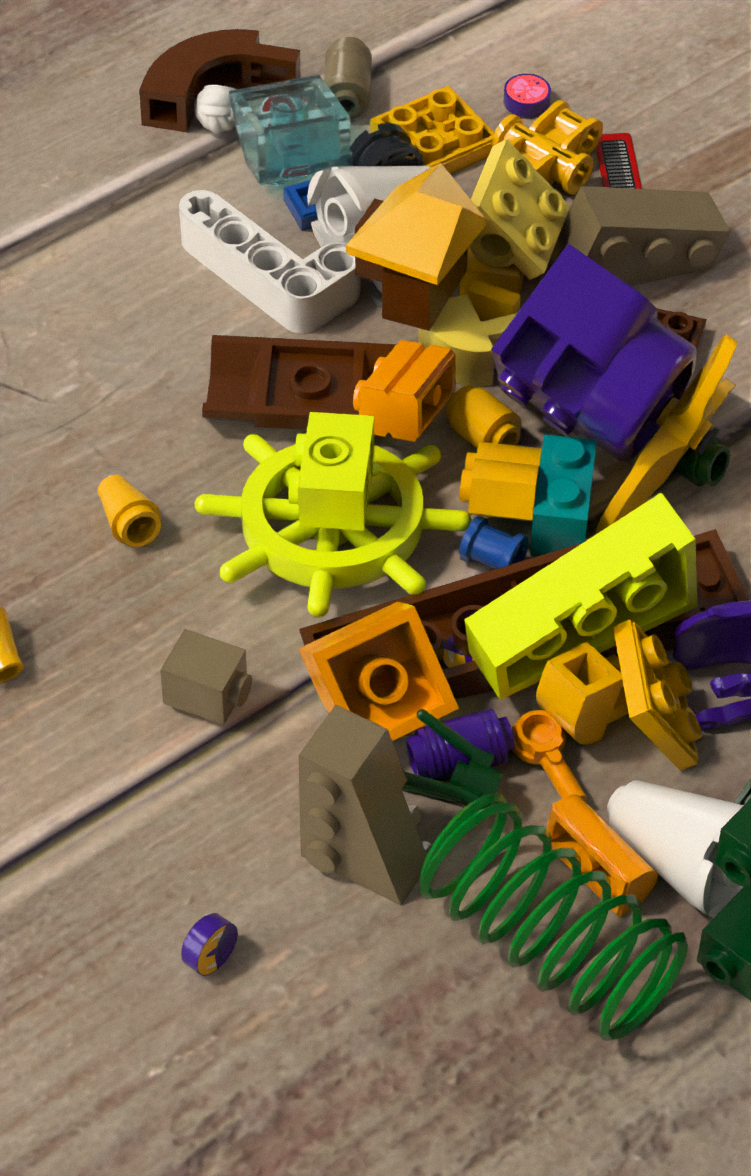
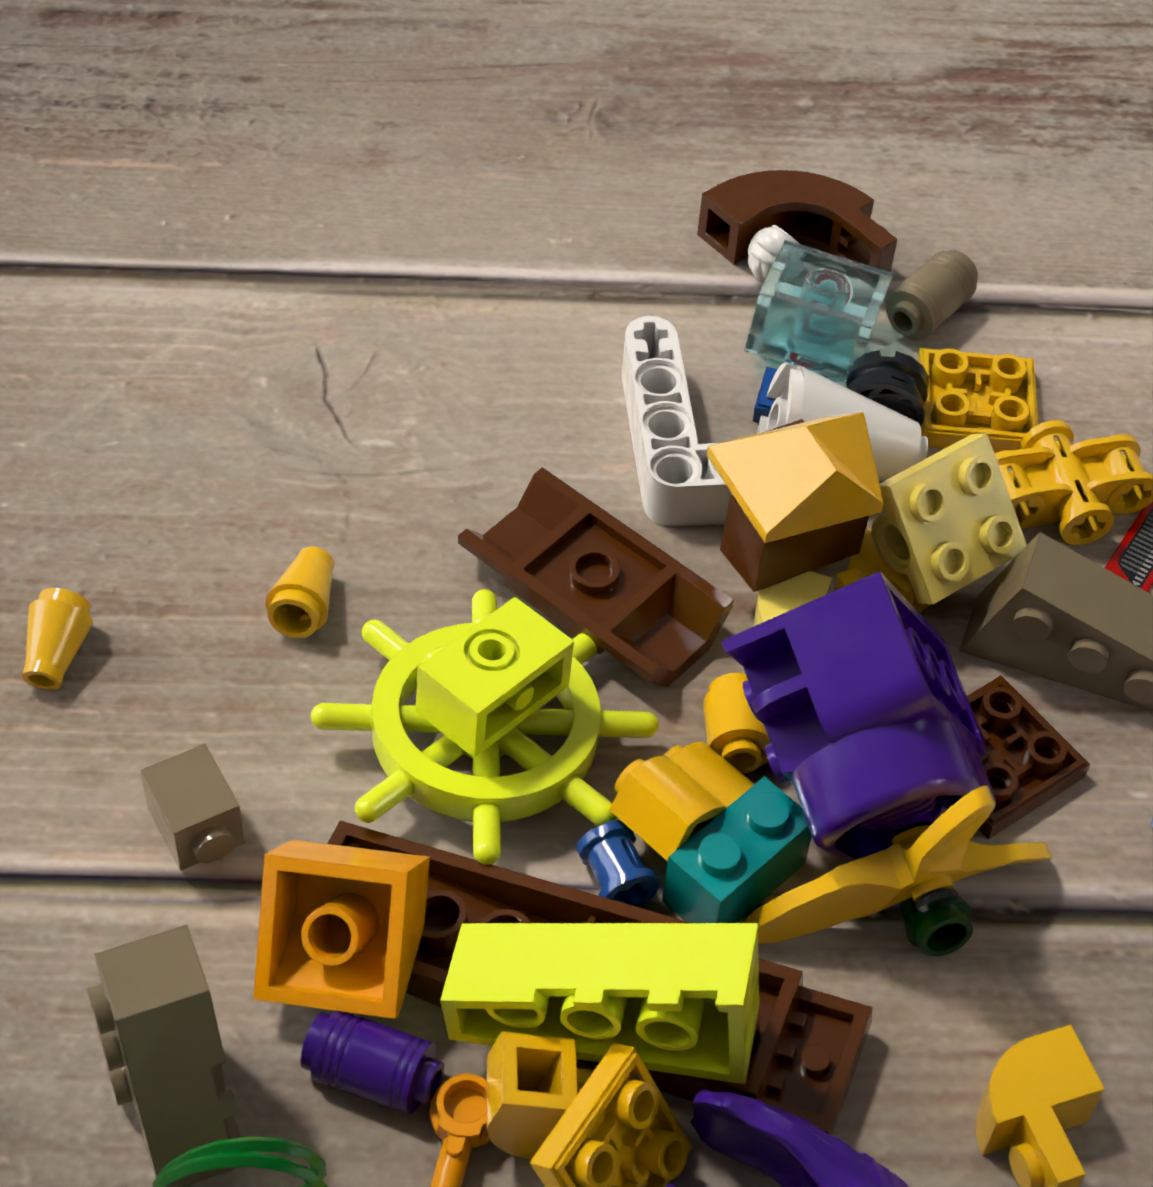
camera: 35 degrees right, 0 degrees up
(407, 389) = (661, 638): light orange brick -> none
(468, 780) = (329, 1112): dark green plant -> none
(527, 95) = (1111, 412): tile -> none

